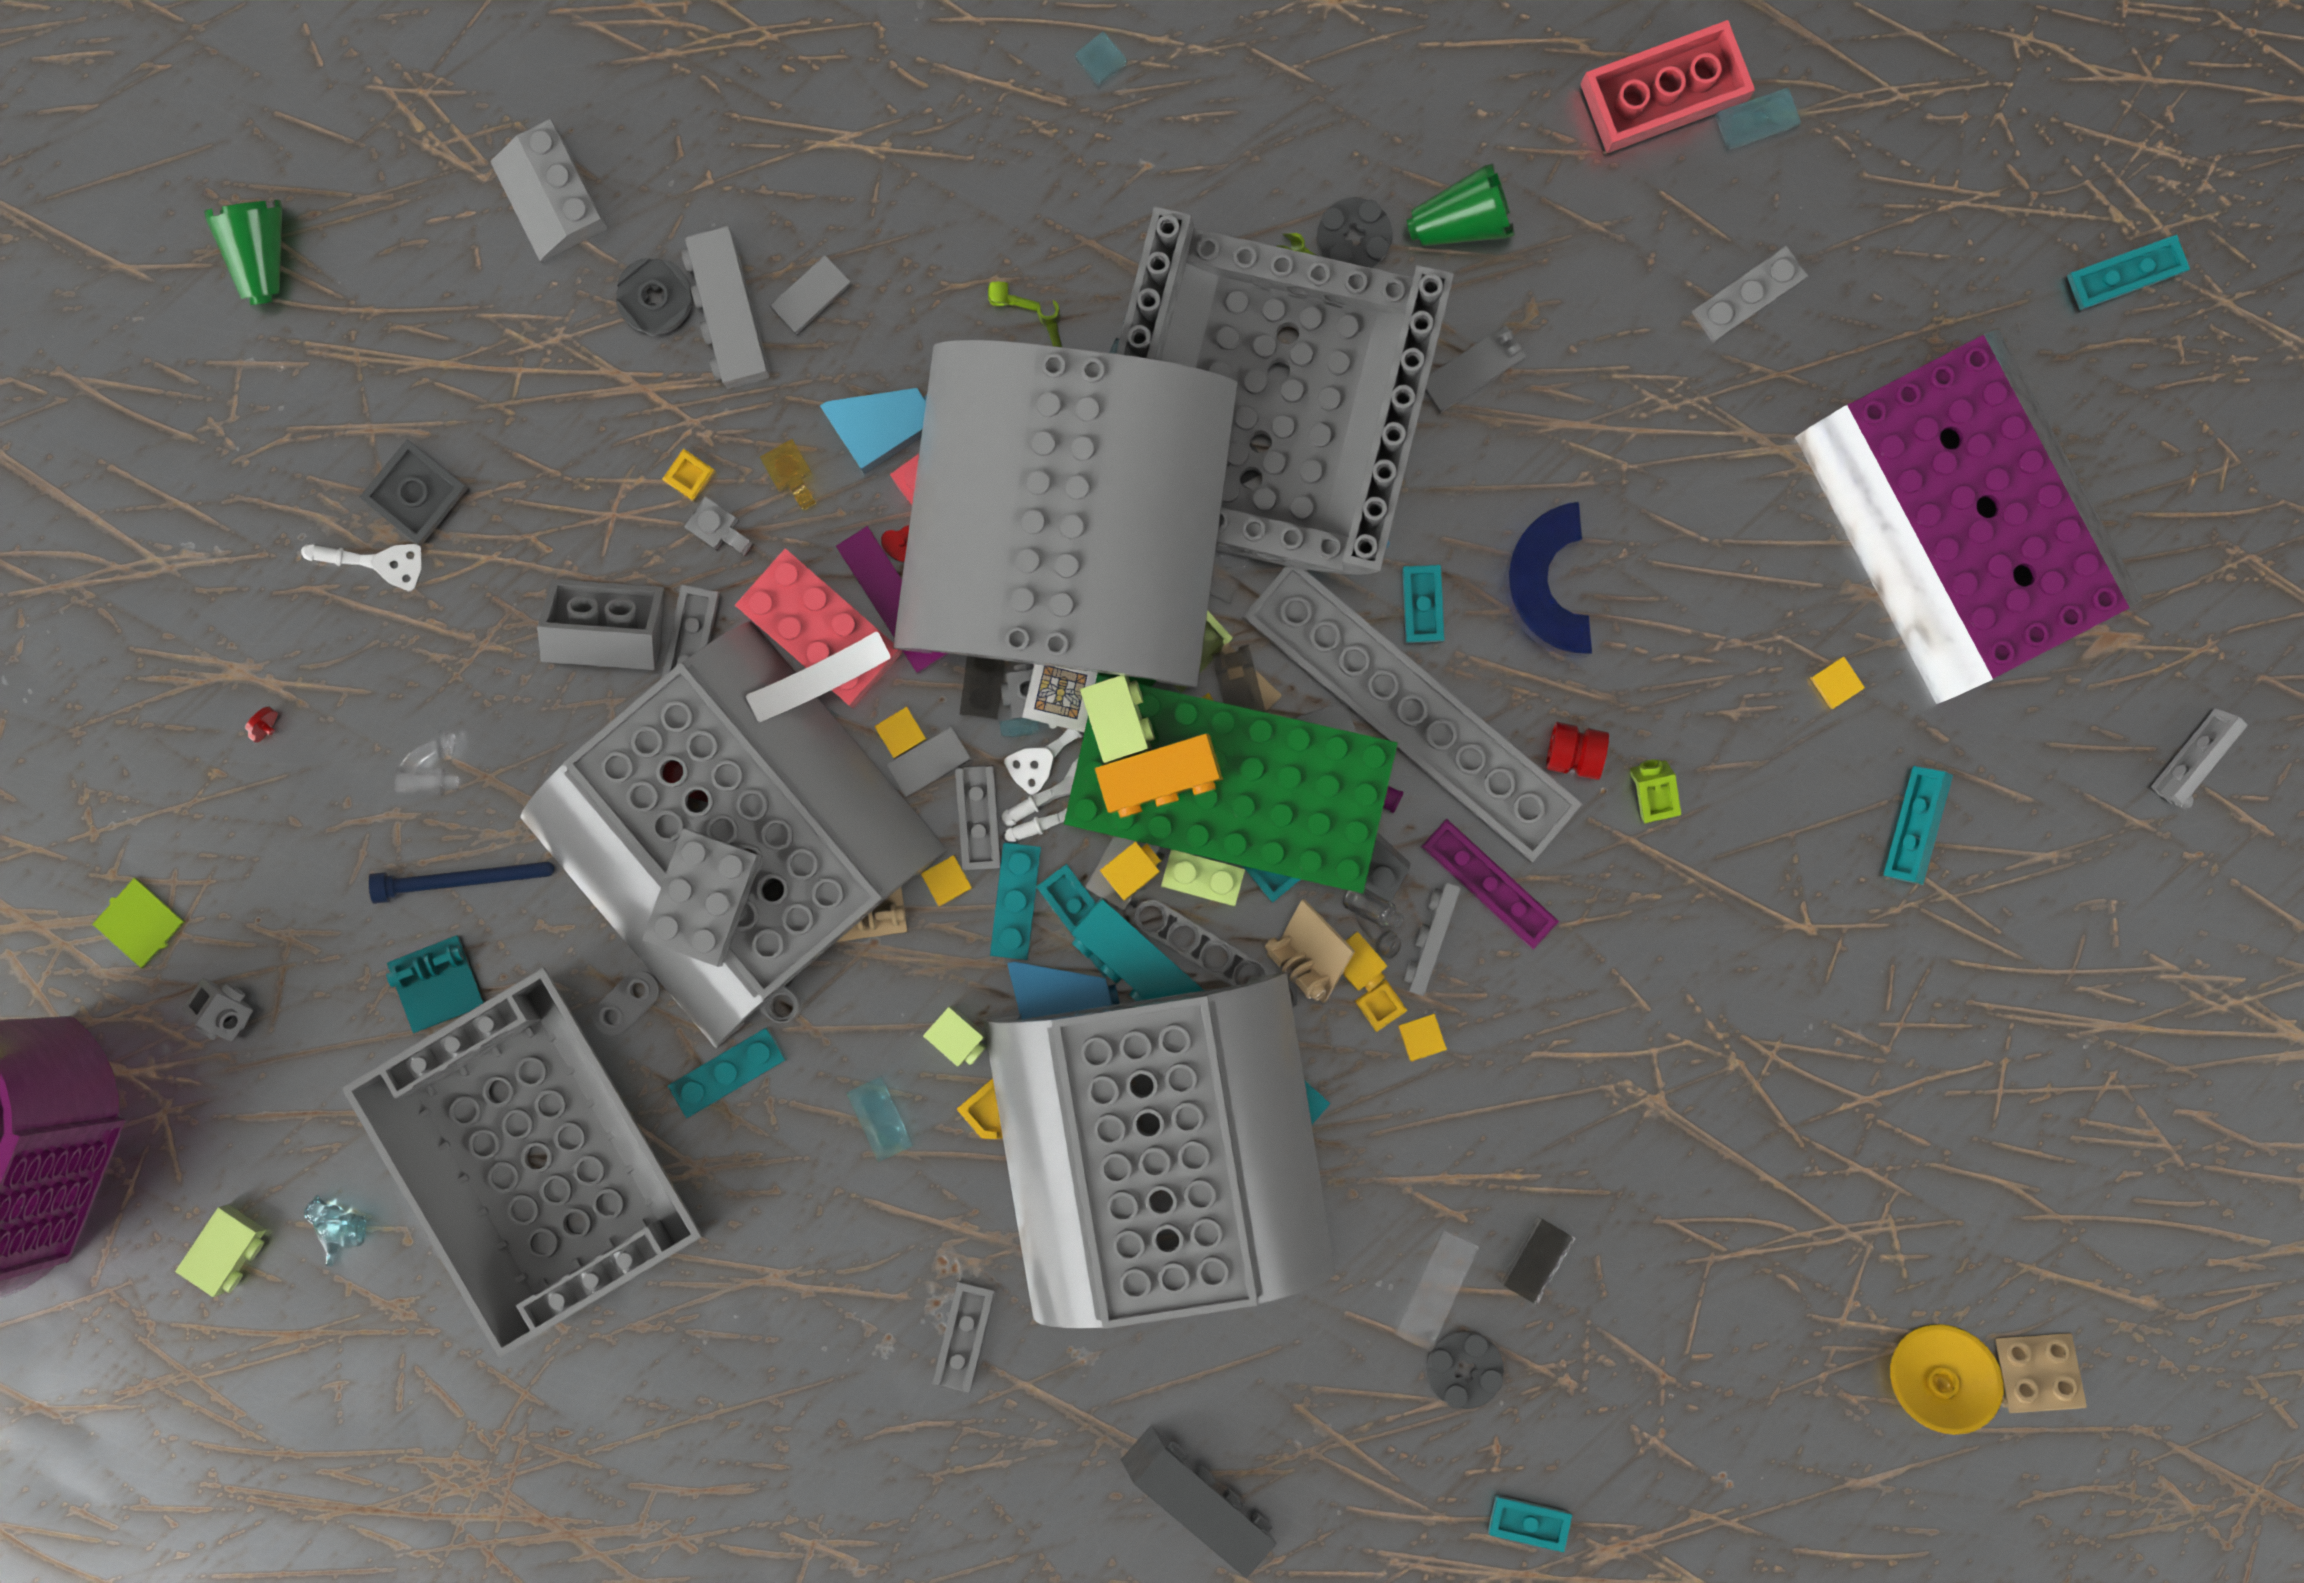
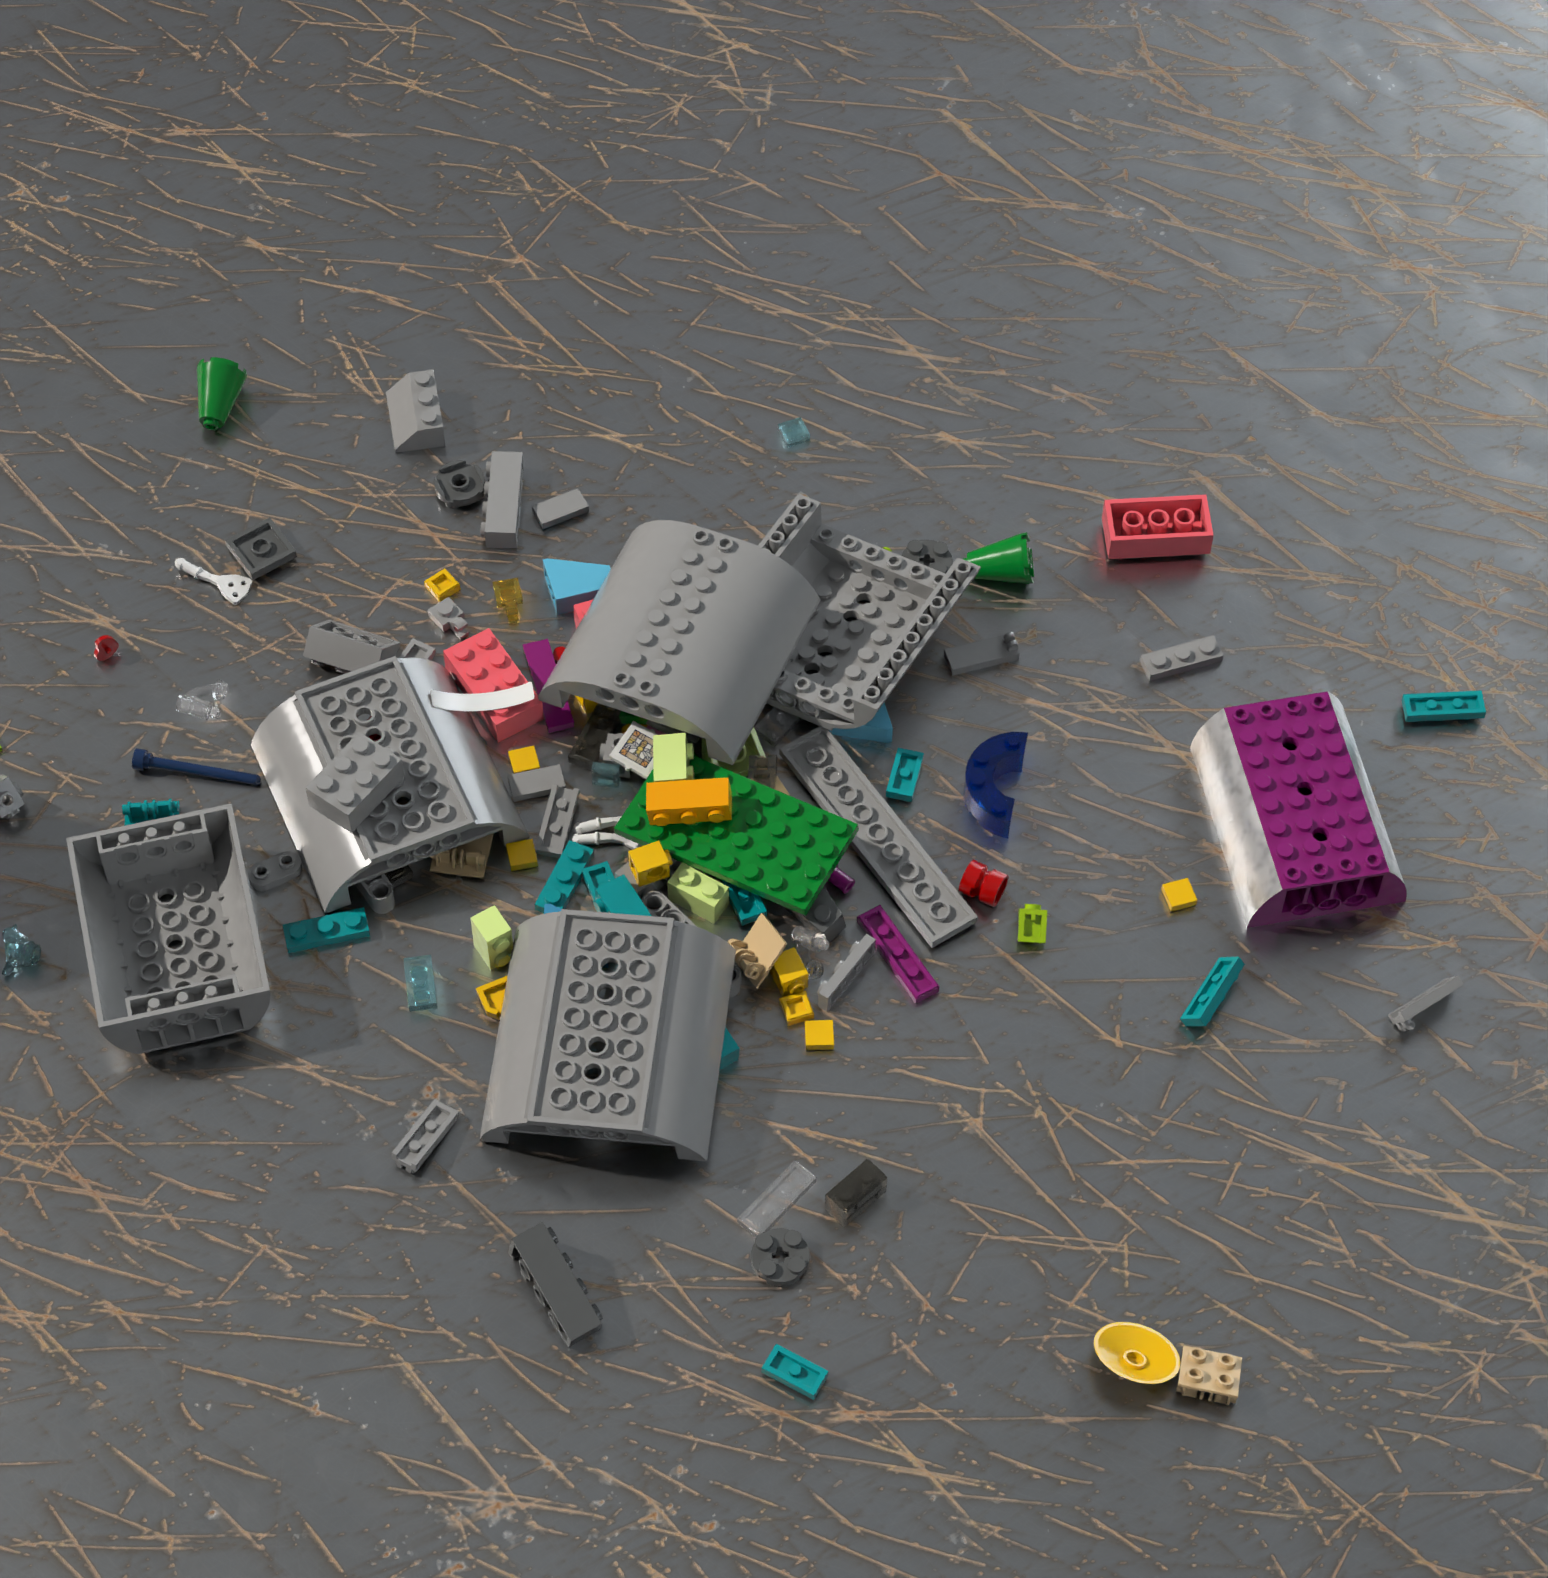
camera: 10 degrees right, 30 degrees down
(1044, 756) = (615, 797): white piece -> none
(1758, 118) = (1214, 564): clear light blue plate -> none

